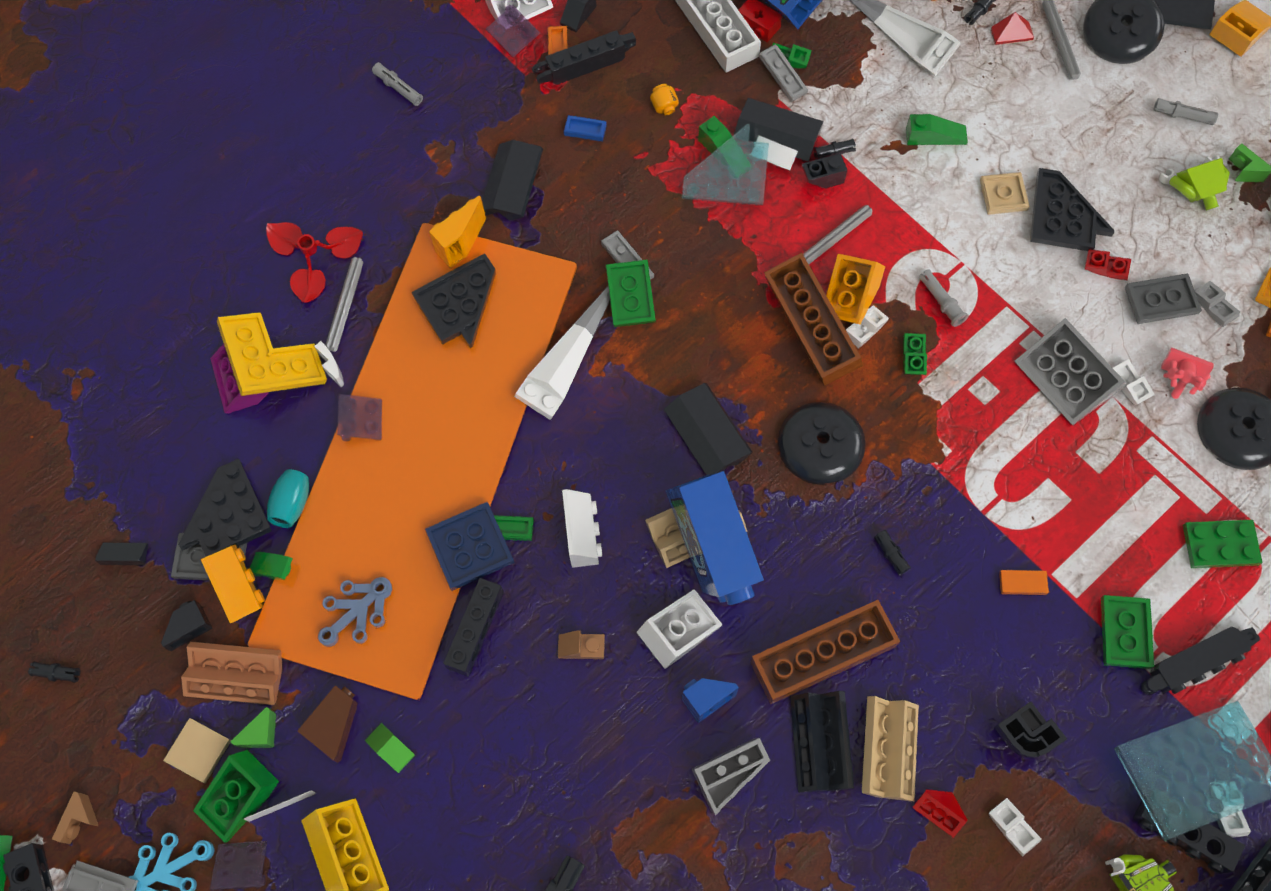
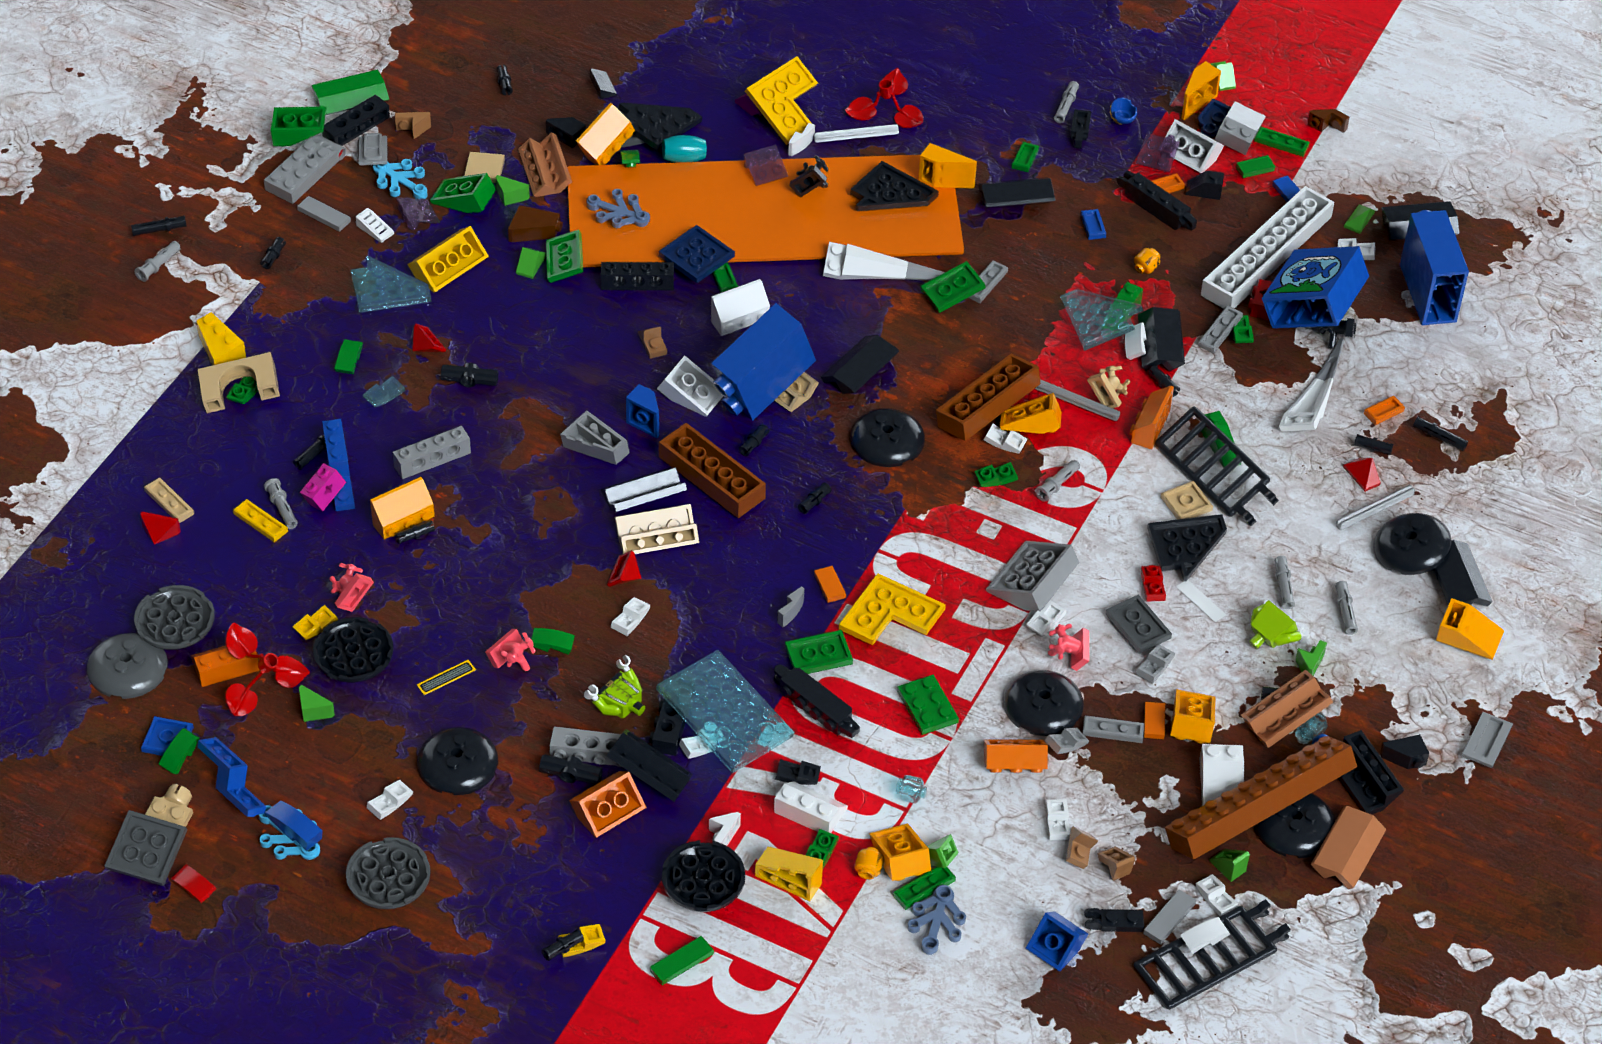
camera: 65 degrees right, 20 degrees down
(279, 806) = (466, 218): white sticker -> none
(404, 704) = (564, 256): none -> green plate
(412, 375) = (810, 178): none -> black piece
(440, 38) = (1123, 111): none -> blue hair
(441, 85) = (1080, 126): none -> black hinge
(458, 153) = (1025, 157): none -> green tile
(782, 586) = (754, 440): none -> black pin
(826, 171) = (1138, 375): black slope -> none
(836, 201) = (1106, 387): none -> tan piece
(892, 176) = (1152, 418): none -> orange slope
(965, 124) = (1195, 476): none -> black bar
(1029, 732) = (704, 600): black brick -> none
(1049, 630) = (794, 604): none -> light grey slope
(1071, 538) = (889, 601): none -> yellow plate
(1138, 231) = (1201, 600): none -> white sticker
(1140, 150) = (1283, 576): none -> light grey pin

